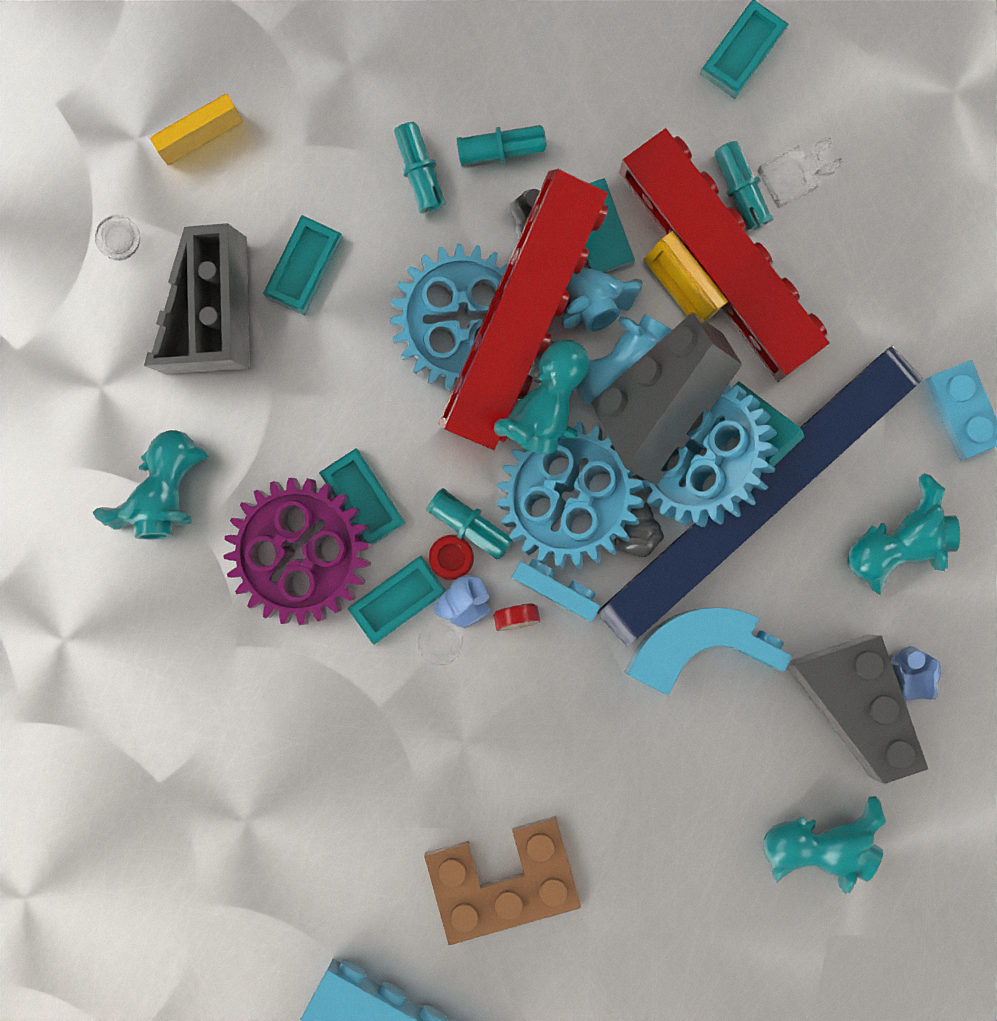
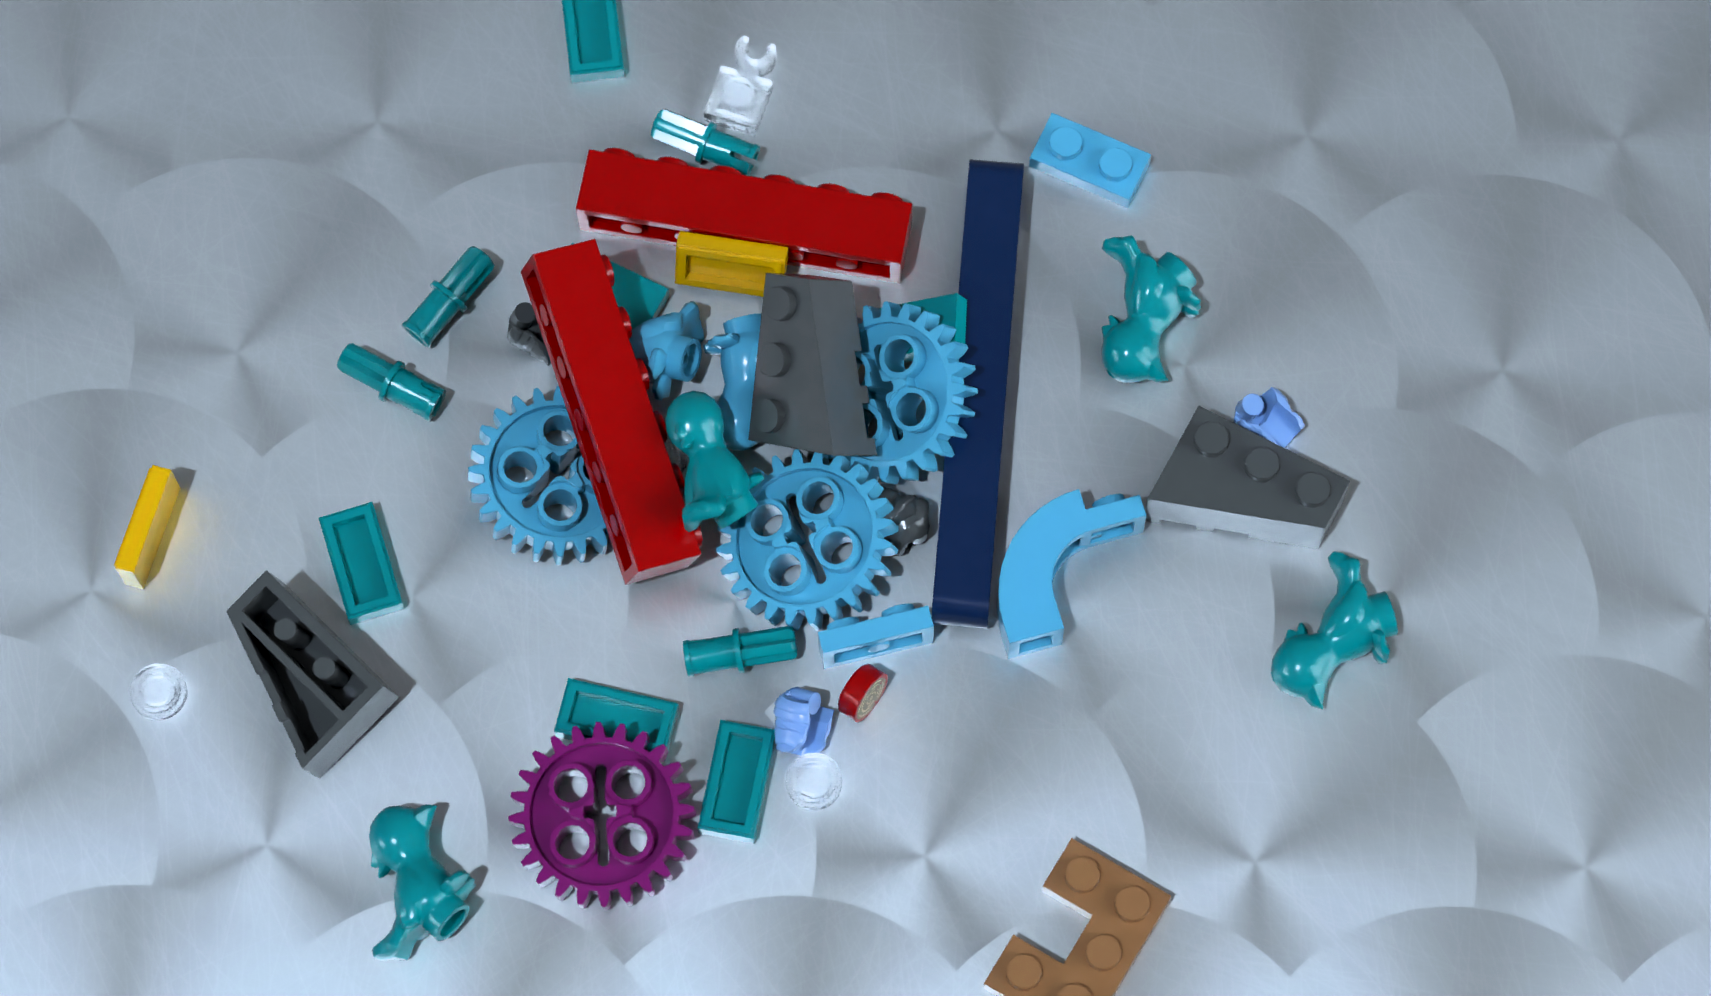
camera: 45 degrees left, 15 degrees down
(451, 557) = (750, 697): red tile -> none

